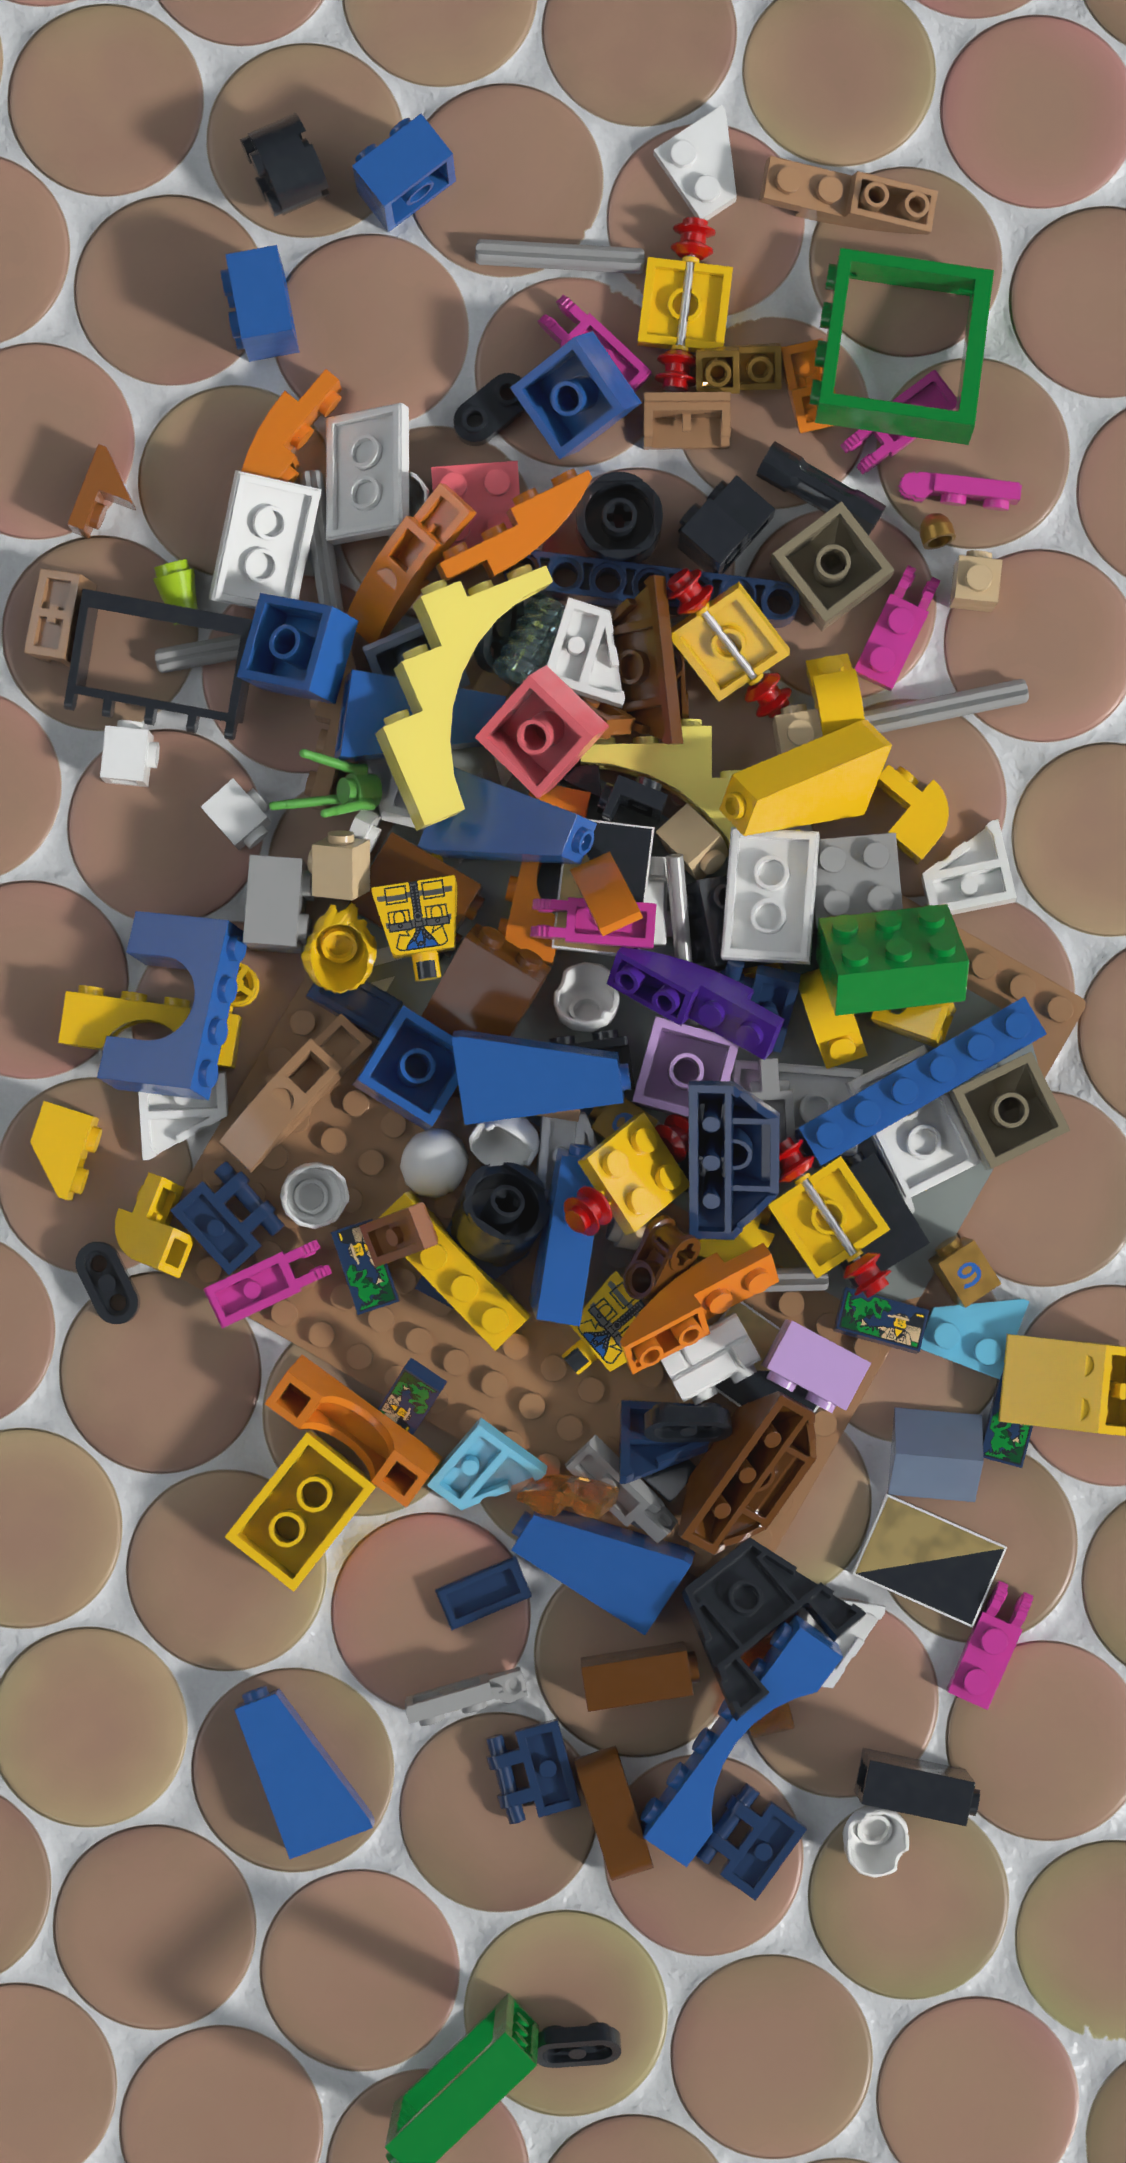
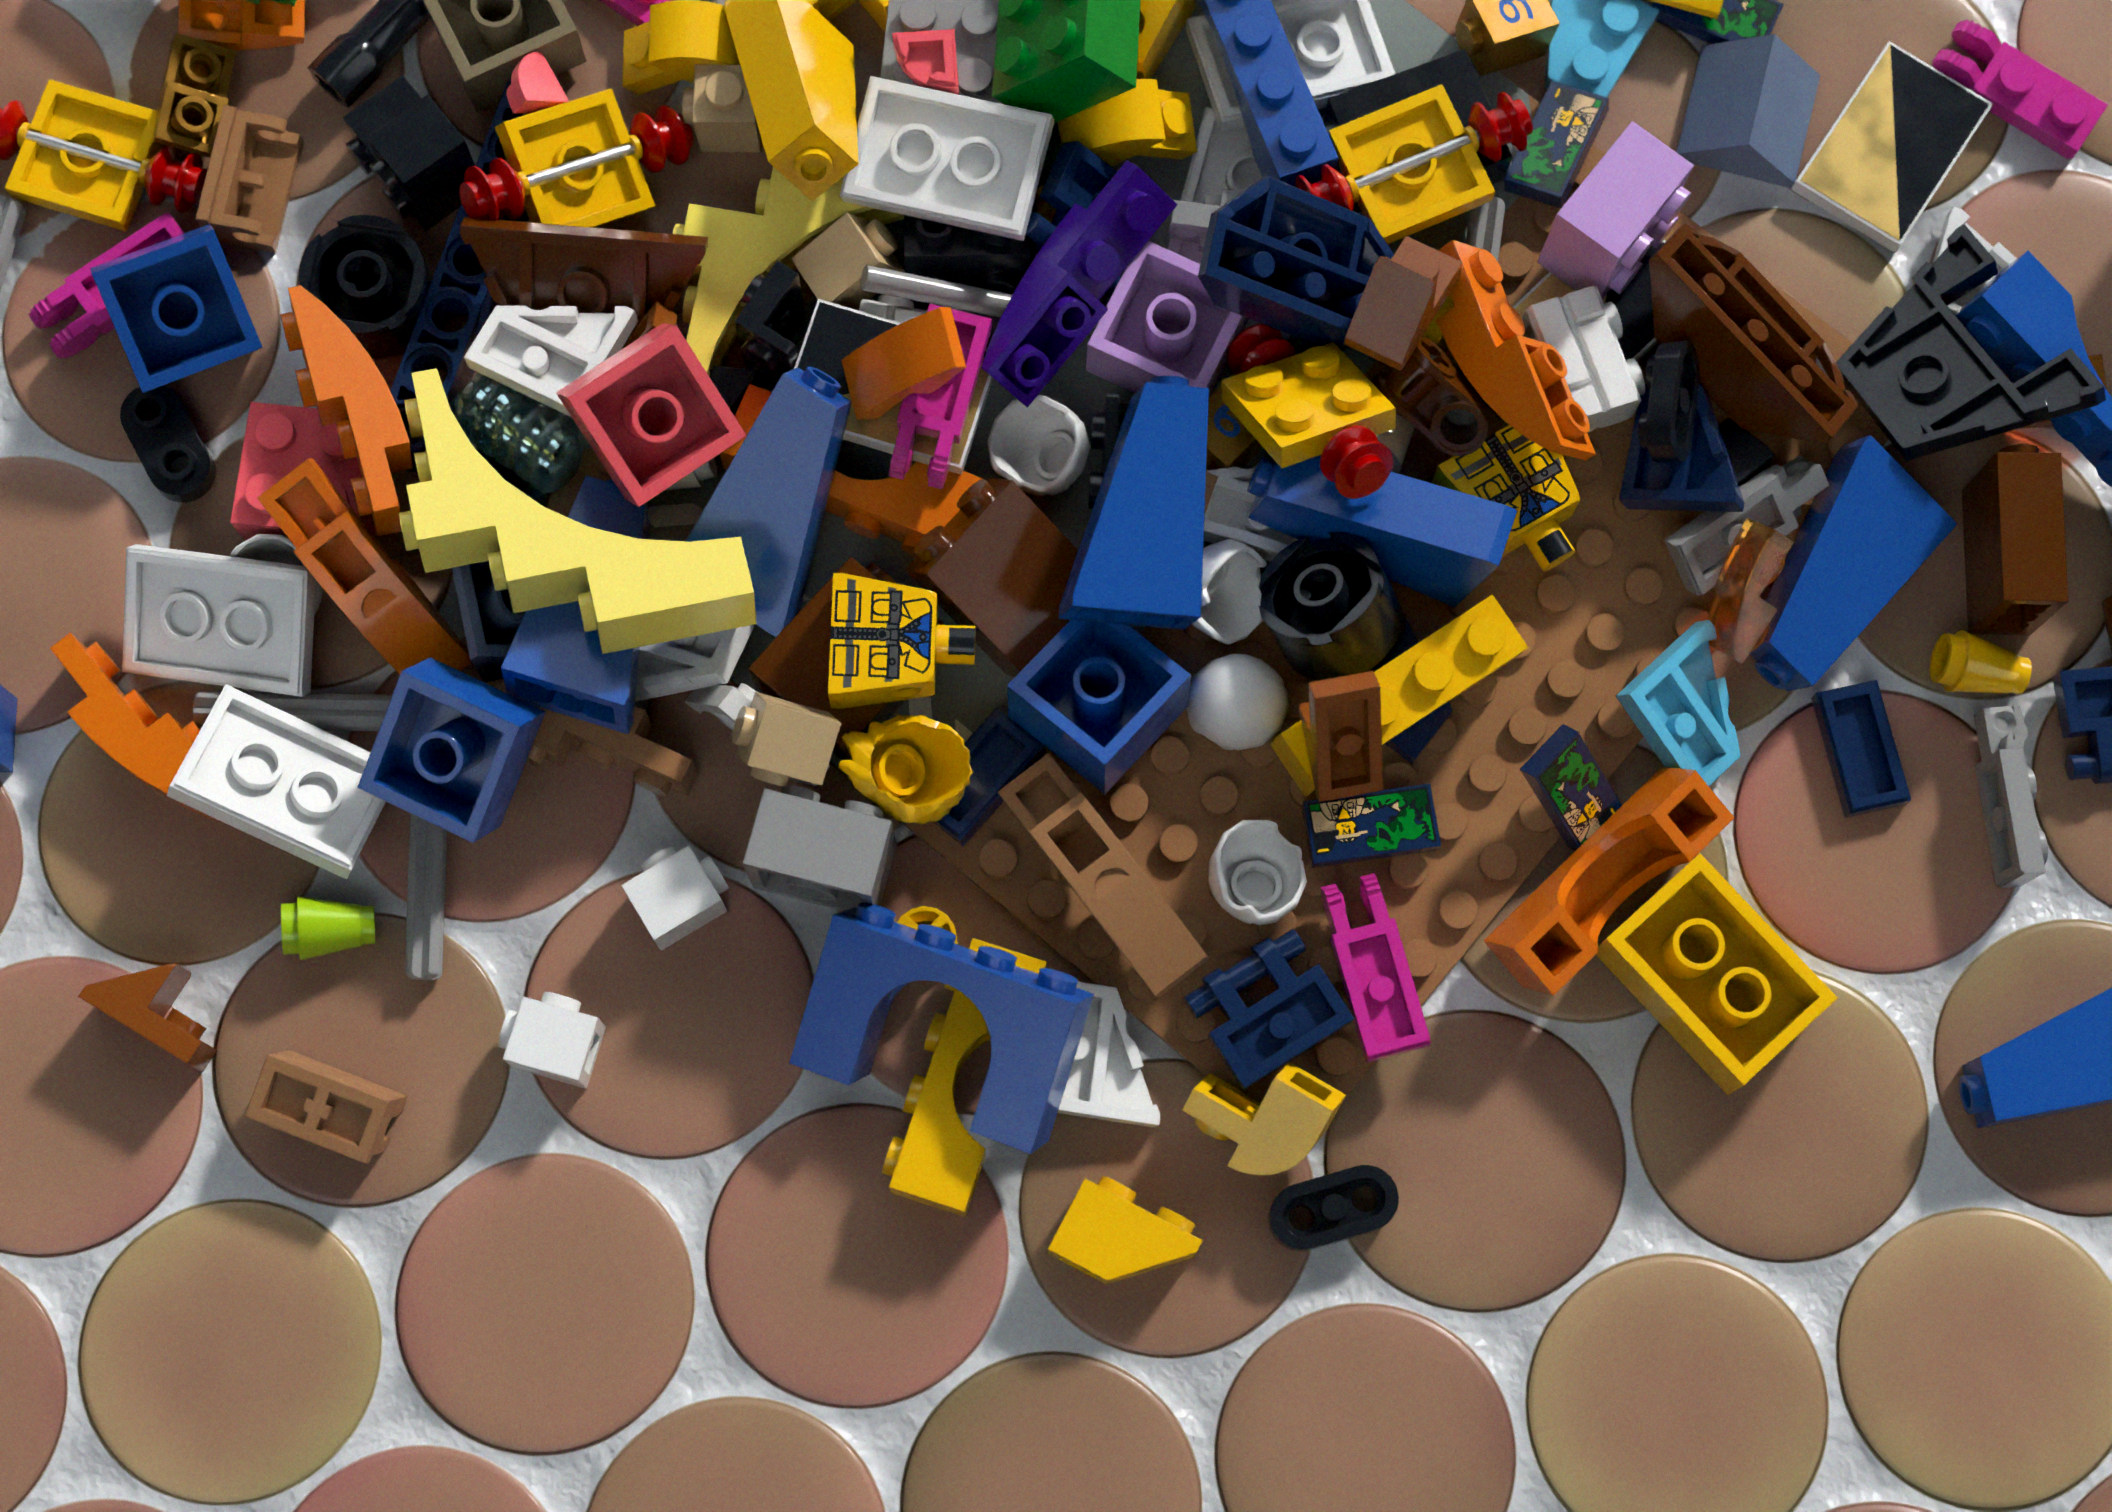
camera: 85 degrees left, 10 degrees down
(82, 648) = (355, 934): black hinge -> none
(354, 792) = (678, 704): bright green plant -> none
(553, 1664) = (1977, 666): none -> yellow cone
(714, 1225) = (1401, 302): none -> dark orange slope
(777, 601) = (534, 86): none -> coral tile
(839, 870) = (928, 58): none -> coral tile

